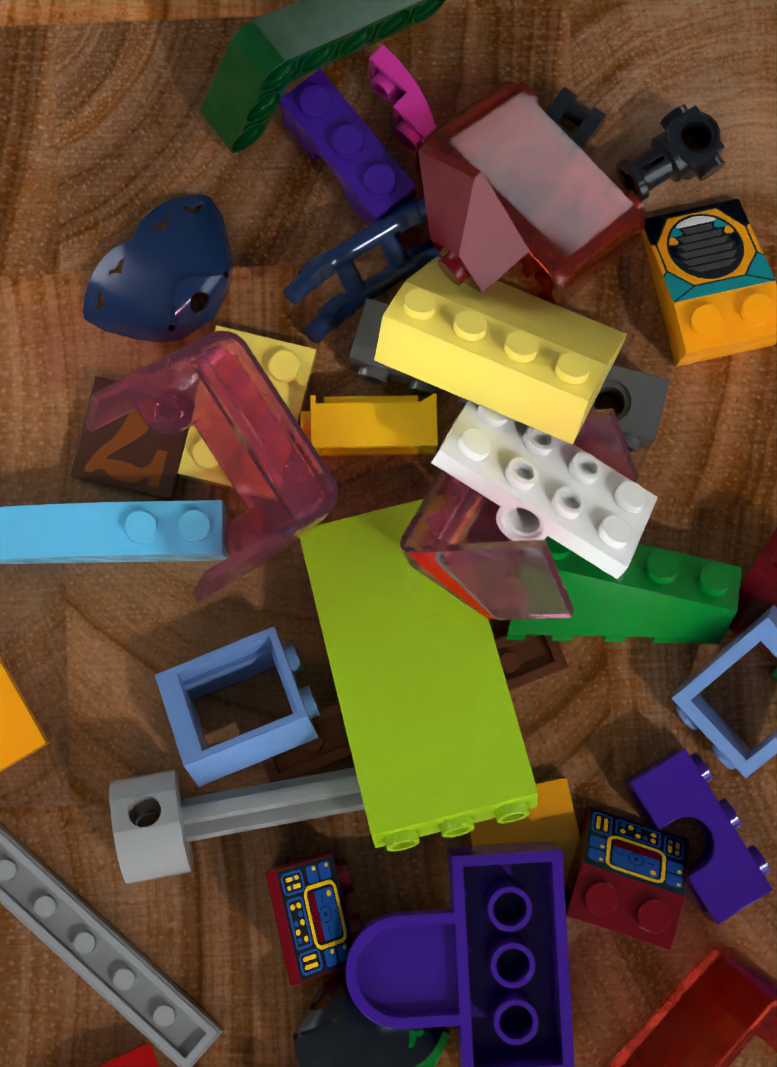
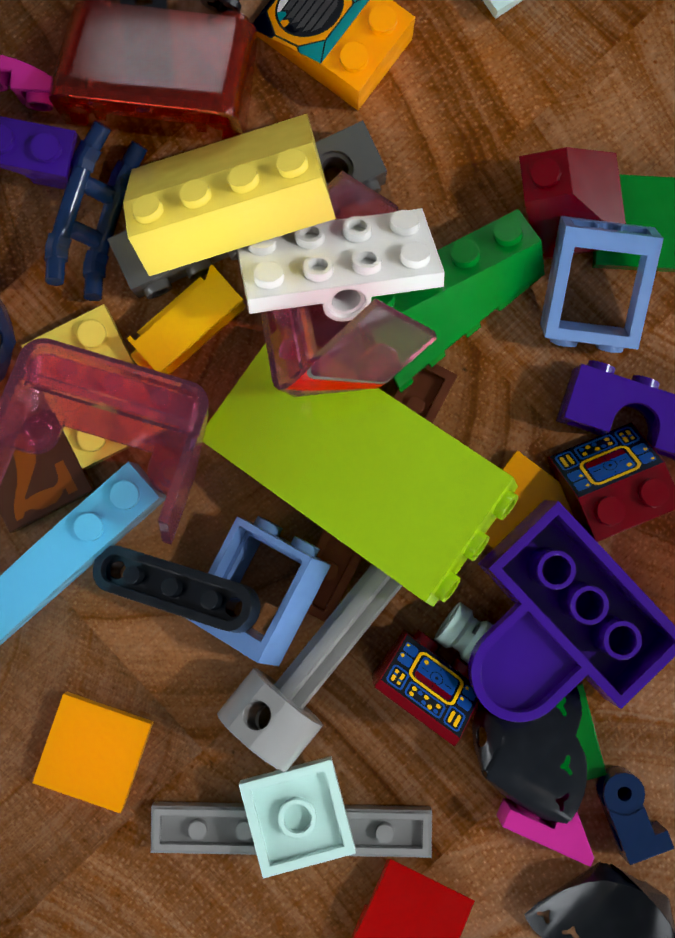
camera: 35 degrees left, 5 degrees up
(101, 933) = (297, 817): none -> light aqua plate
(169, 644) = (176, 589): none -> black plate
(382, 893) = (461, 631): none -> light aqua wheel
(467, 221) = (130, 122): dark red slope -> none

